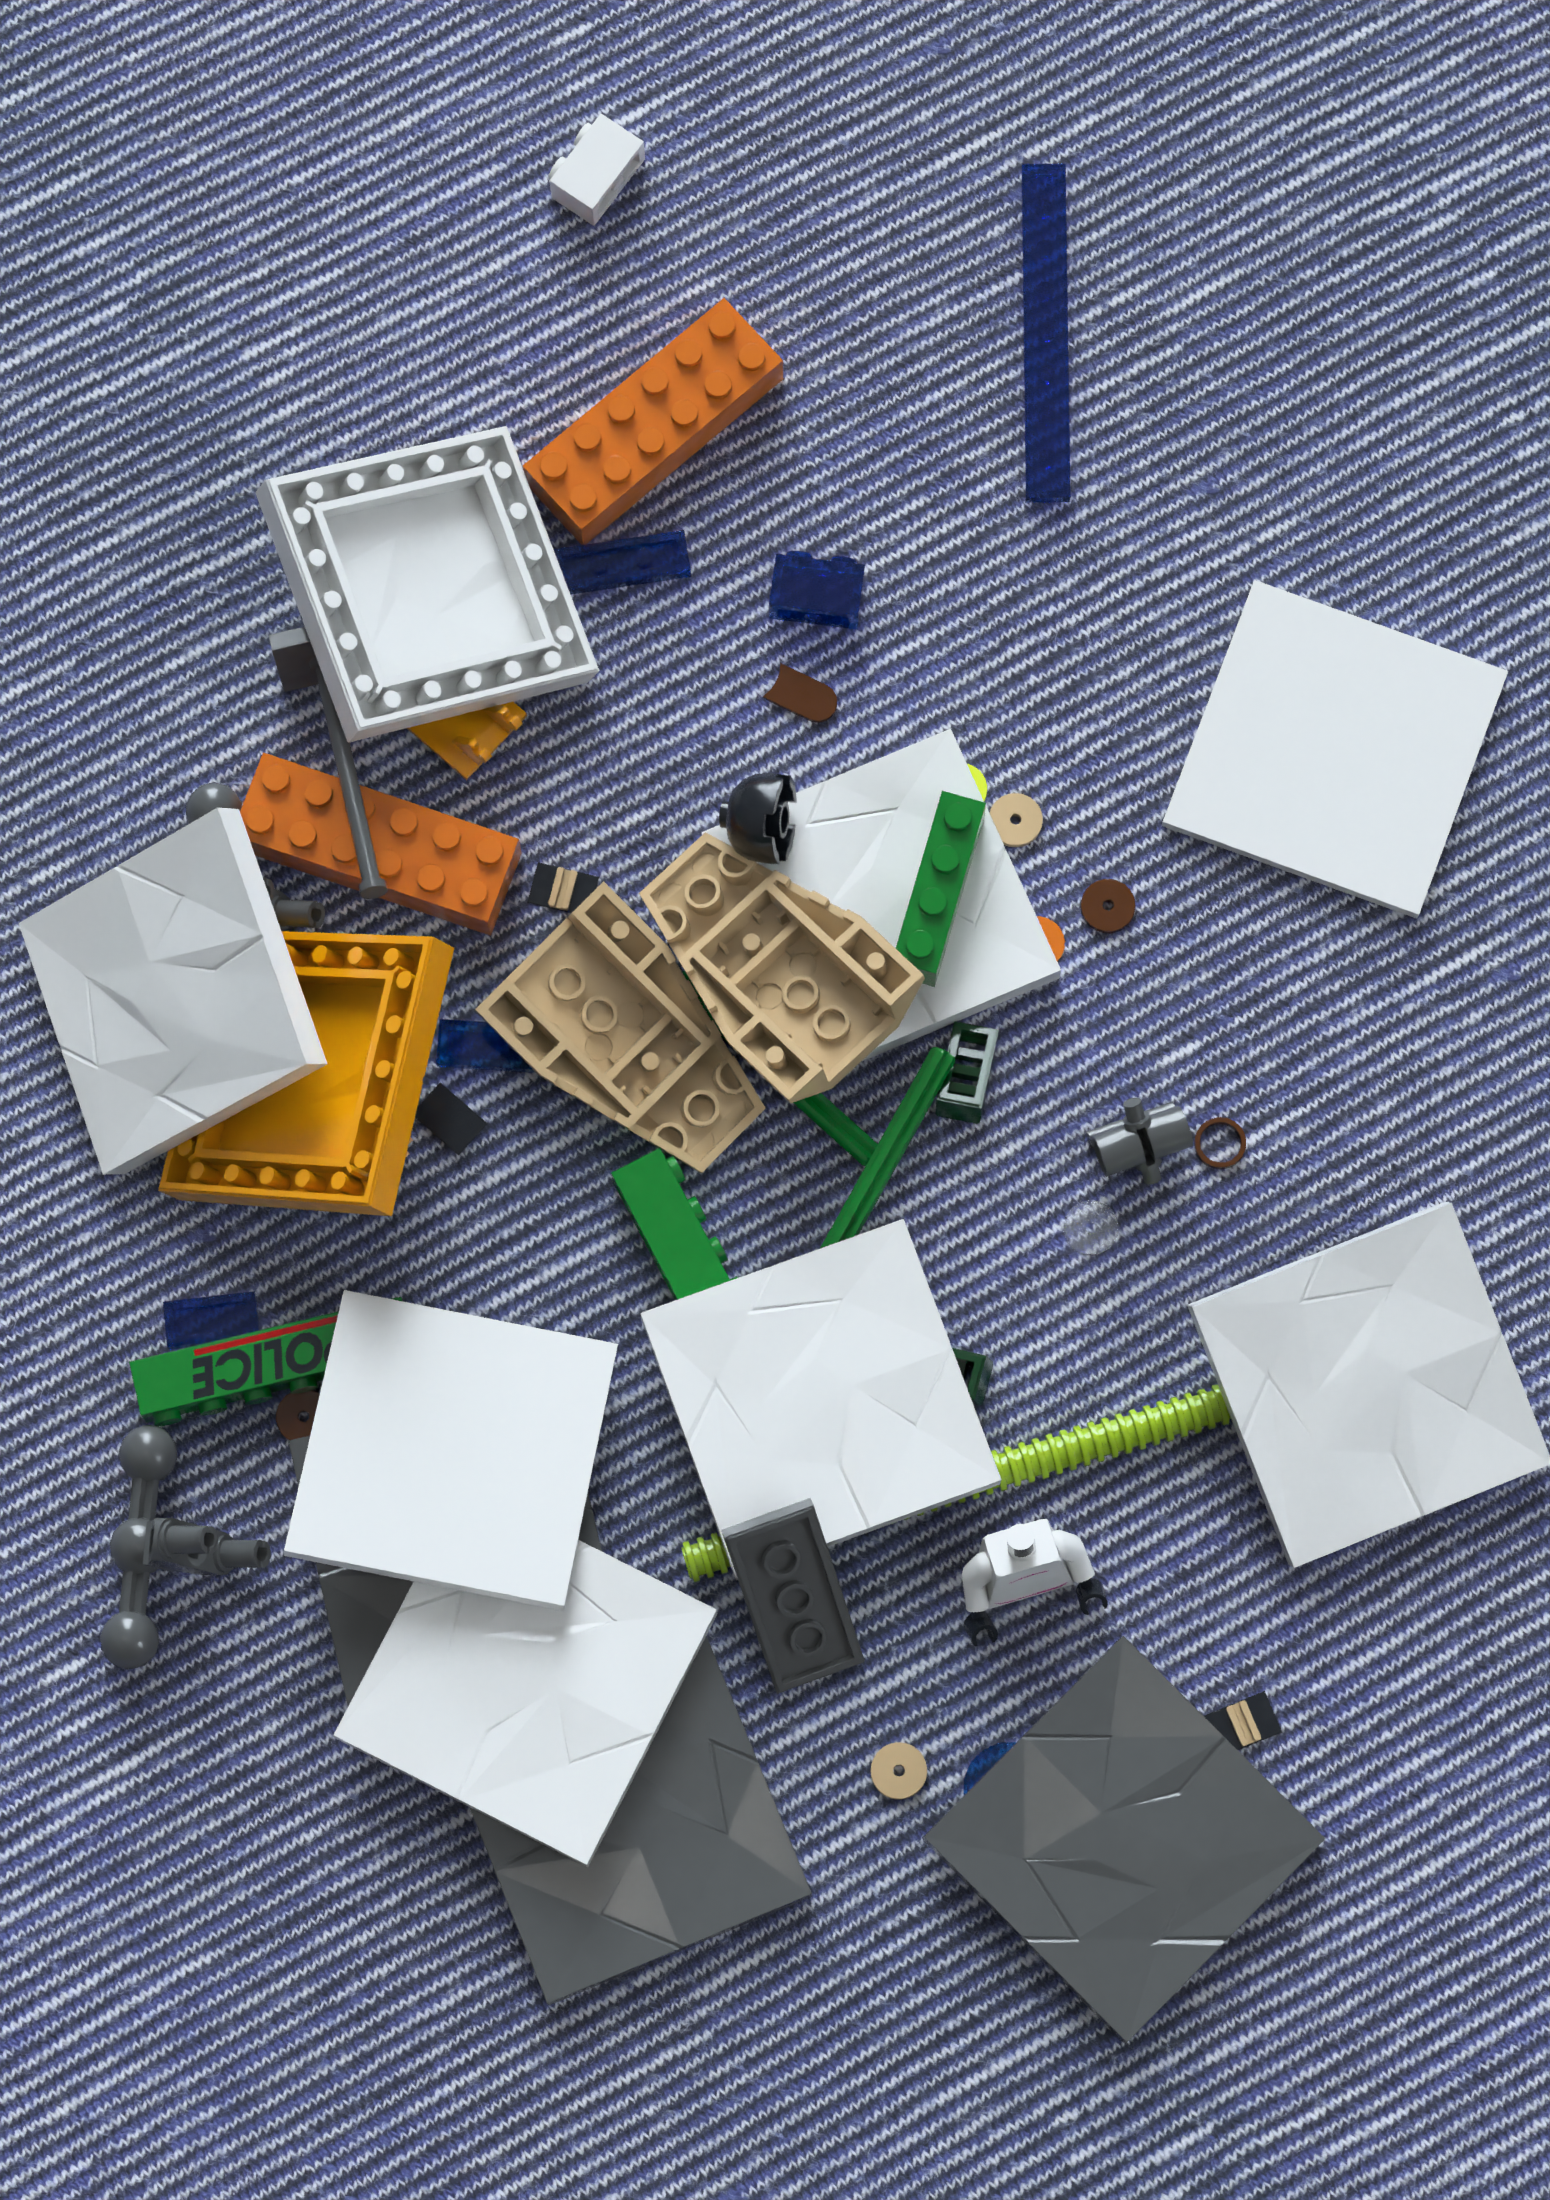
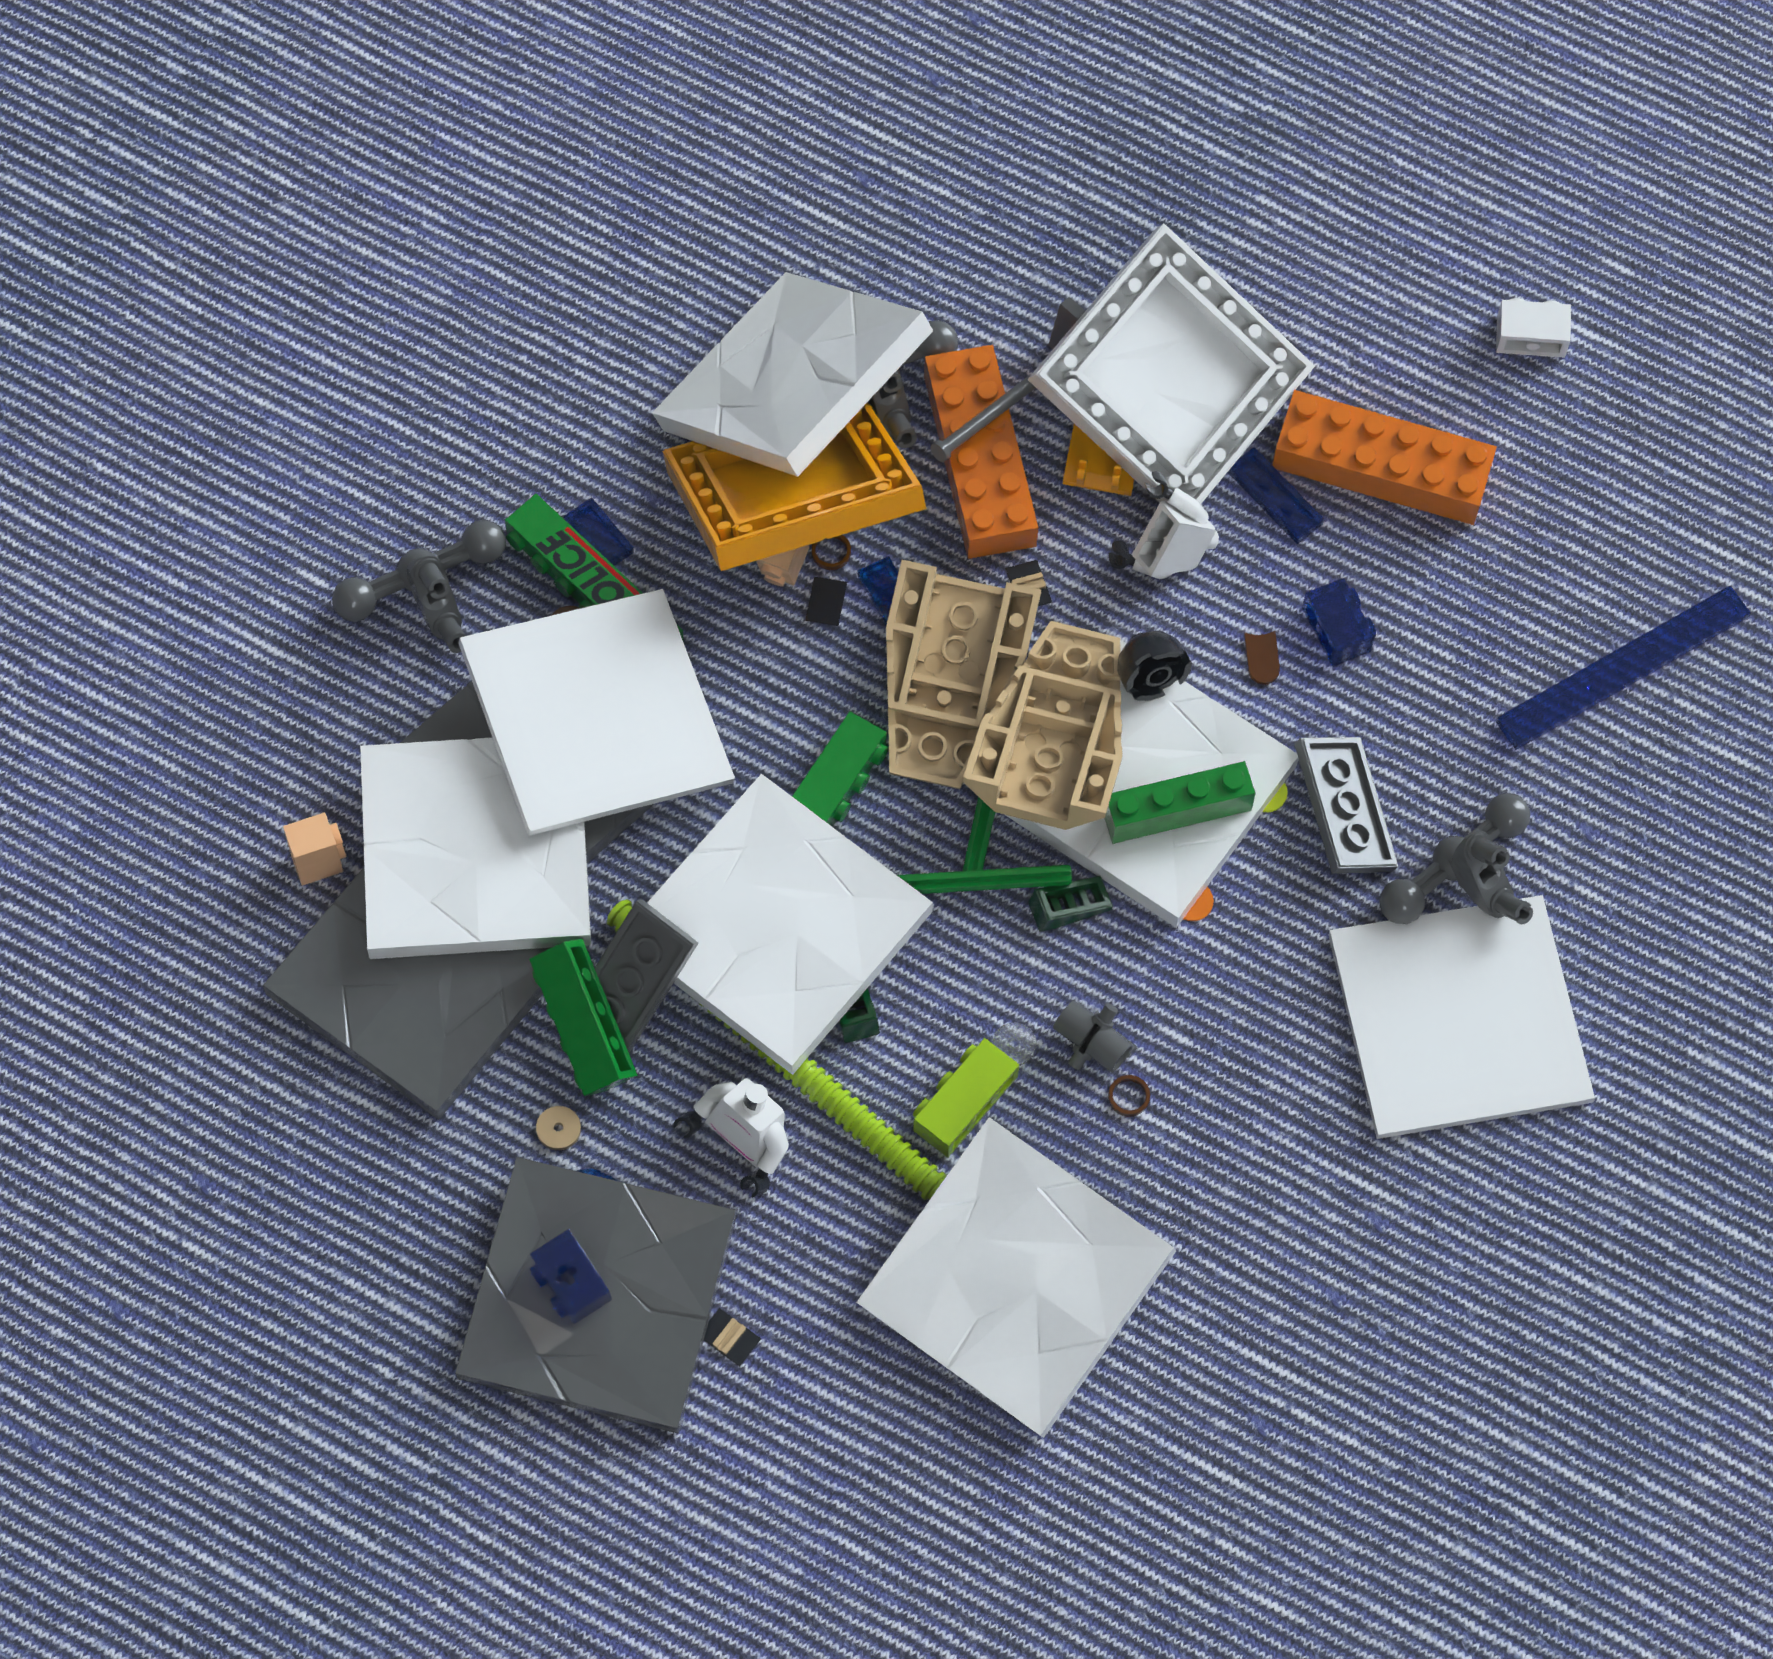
camera: 55 degrees right, 10 degrees down
(419, 1854) = (315, 848): none -> light nougat brick
(620, 706) = (1173, 537): none -> white torso
(802, 1672) = (582, 1017): none -> green brick
(1023, 807) = (1268, 849): tan wheel -> none
(1033, 716) = (1346, 805): none -> tile
(1108, 920) = (1247, 919): reddish brown wheel -> none
(1126, 1316) = (965, 1096): none -> lime brick
(1128, 1846) = (562, 1256): none -> clear blue brick
(1183, 629) = (1473, 863): none -> dark grey connector

